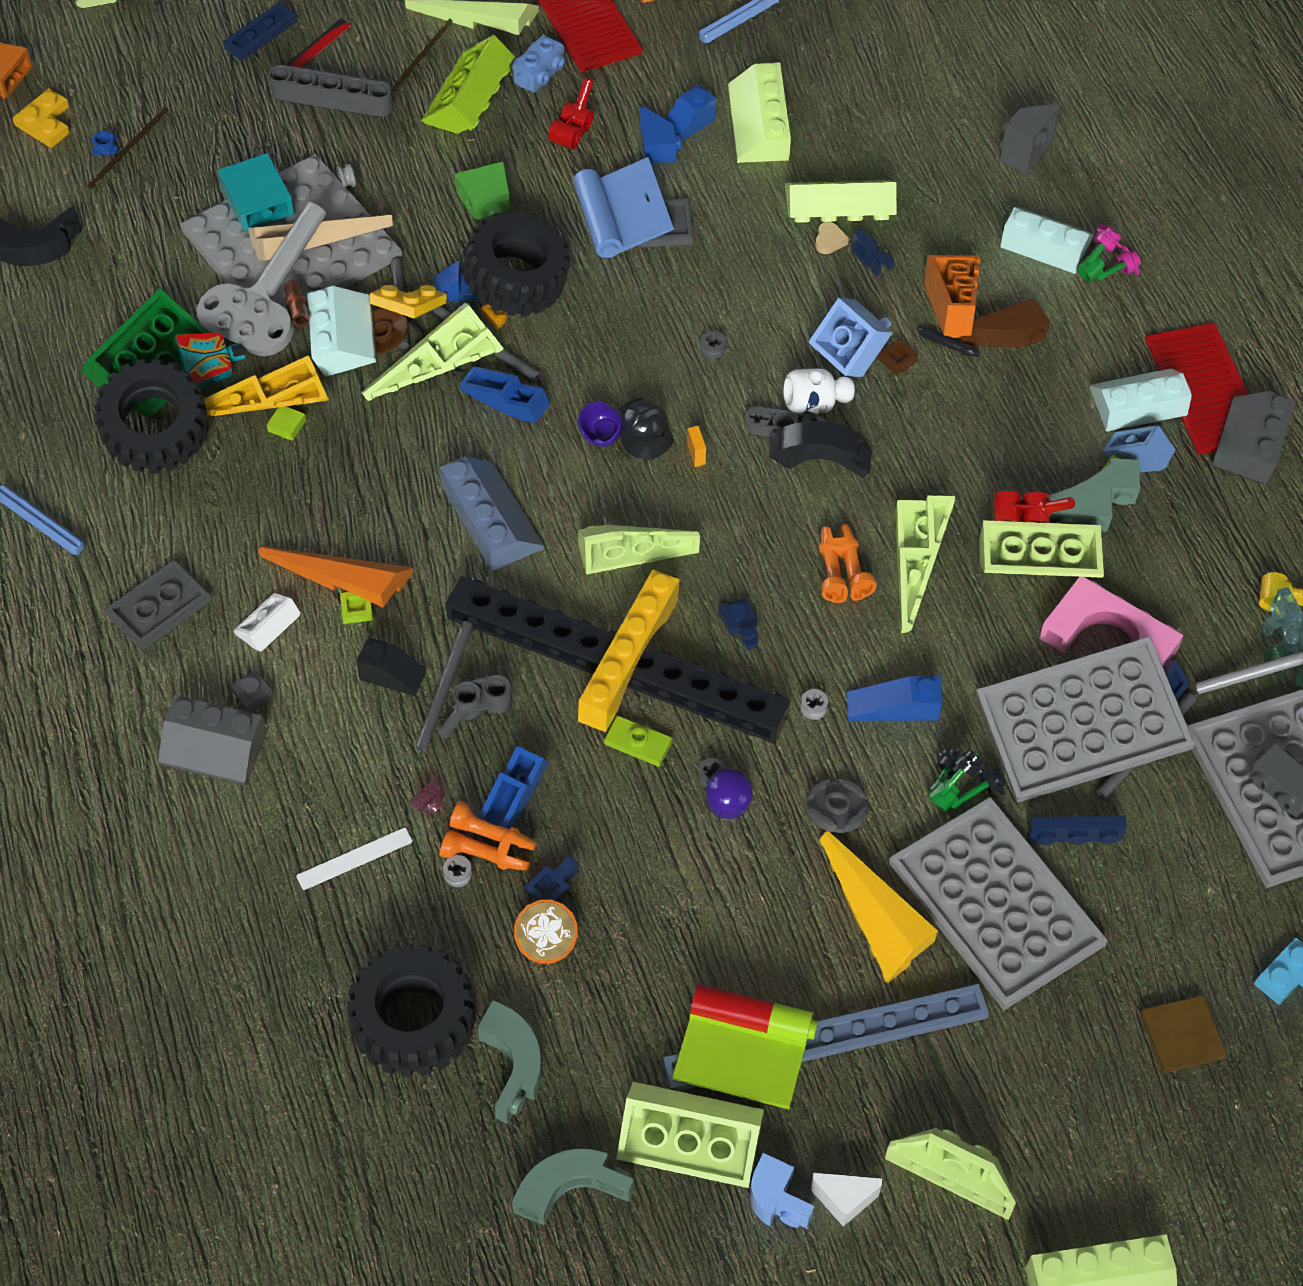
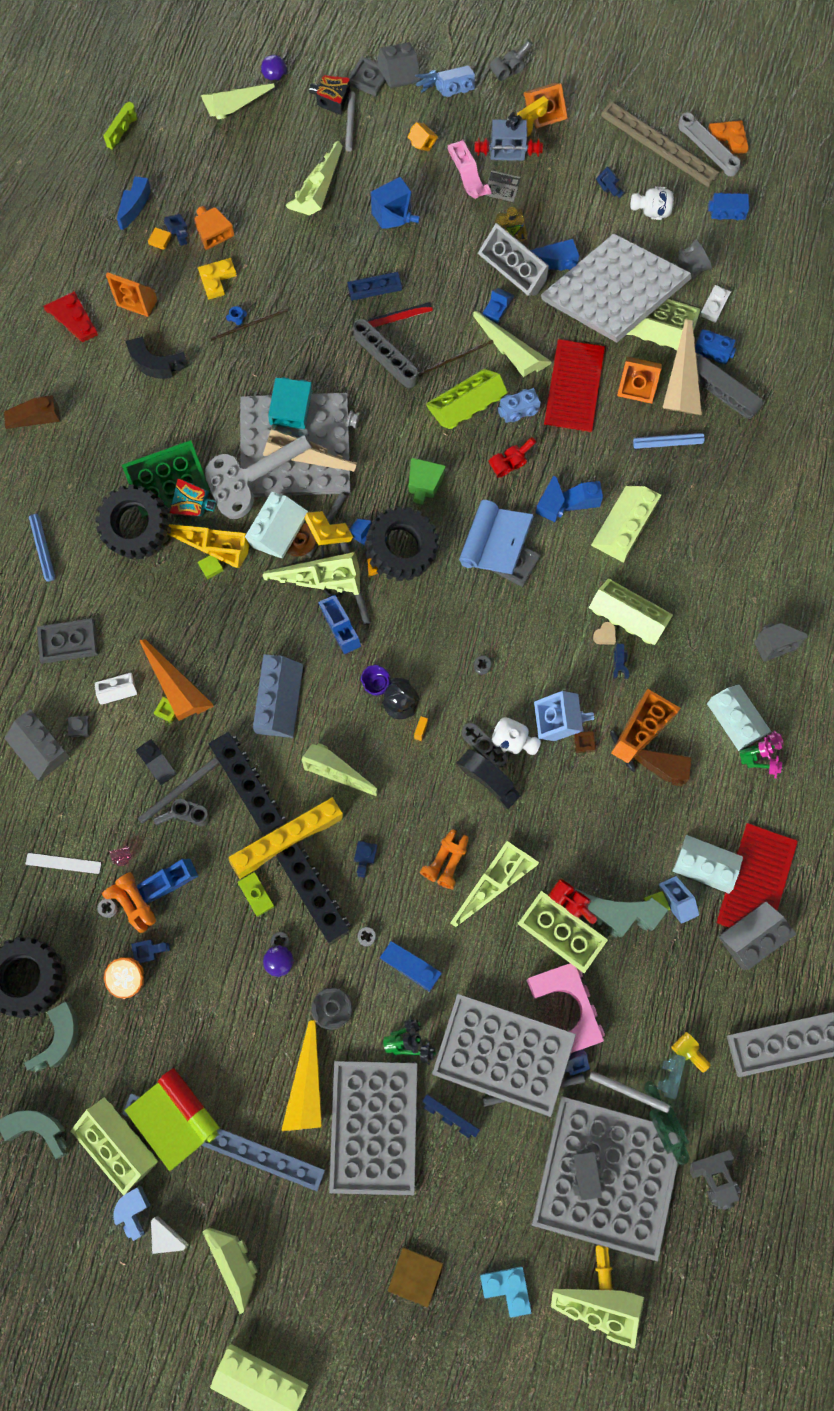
camera: 35 degrees right, 15 degrees up
(296, 303) = (261, 494): copper pin -> none

